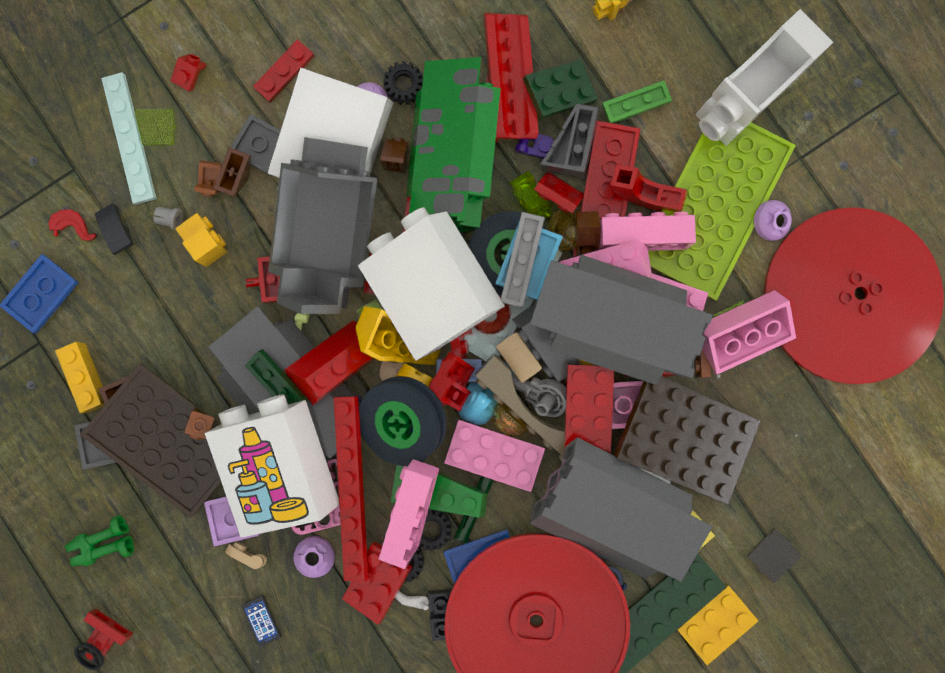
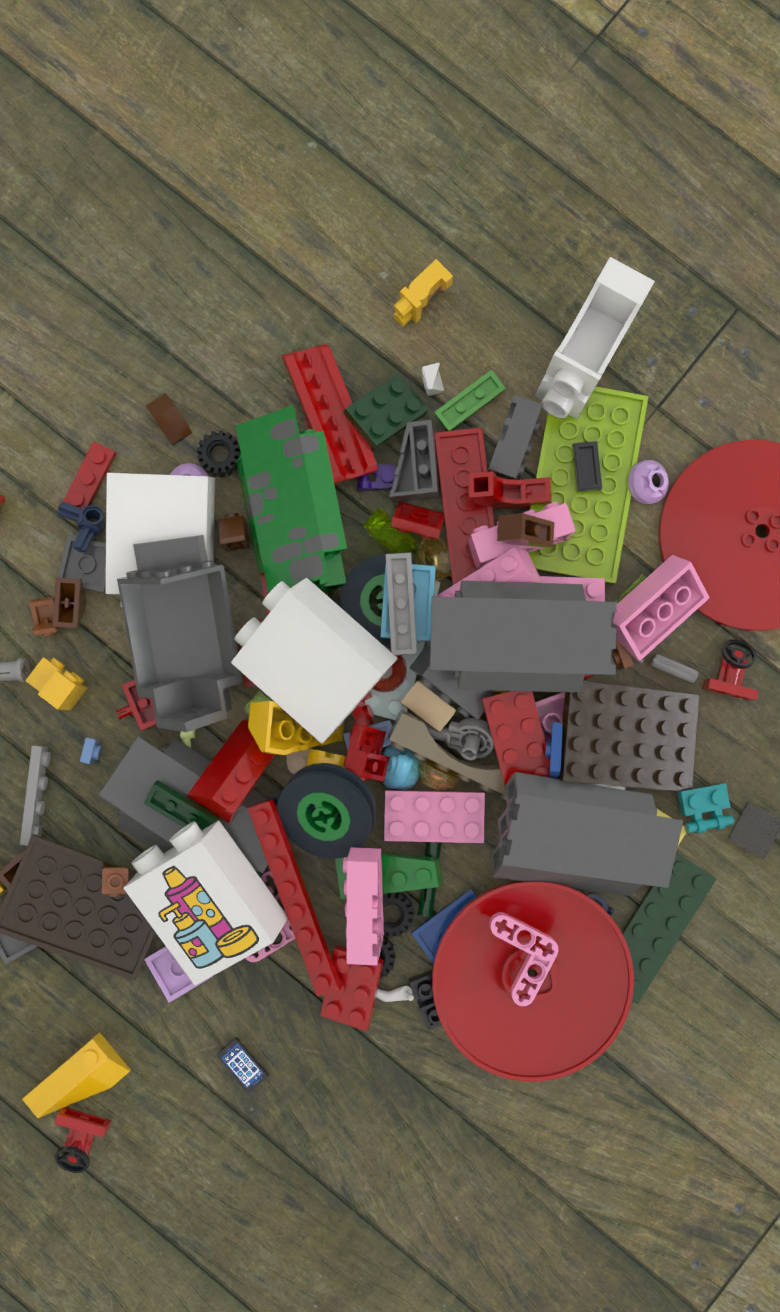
camera: 20 degrees left, 0 degrees up
(90, 553) = (33, 1040): green piece -> none
(121, 586) = (84, 1074): none -> yellow wedge
(156, 323) = (36, 784): none -> light grey plate
(213, 307) = (91, 751): none -> medium blue plate
(239, 552) = (198, 1001): tan plate -> none
(268, 113) = (81, 516): none -> dark blue axle
(322, 548) = (284, 969): lavender piece -> none
(369, 39) = (169, 419): none -> reddish brown slope
(545, 604) = (534, 957): none -> bright pink beam
(587, 232) = (459, 554): reddish brown slope -> none
(609, 73) = (432, 379): none -> white slope
(617, 429) = (553, 750): none -> blue plate
(651, 228) = (525, 530): none -> reddish brown slope
(667, 146) = (515, 438): none -> dark grey wedge
(717, 625) = (719, 921): yellow plate -> none
(722, 190) = (587, 466): none -> black tile
(735, 514) = (703, 800): none -> teal plate
(745, 391) = (674, 668): none -> light grey axle
(796, 410) = (732, 672): none -> red piece

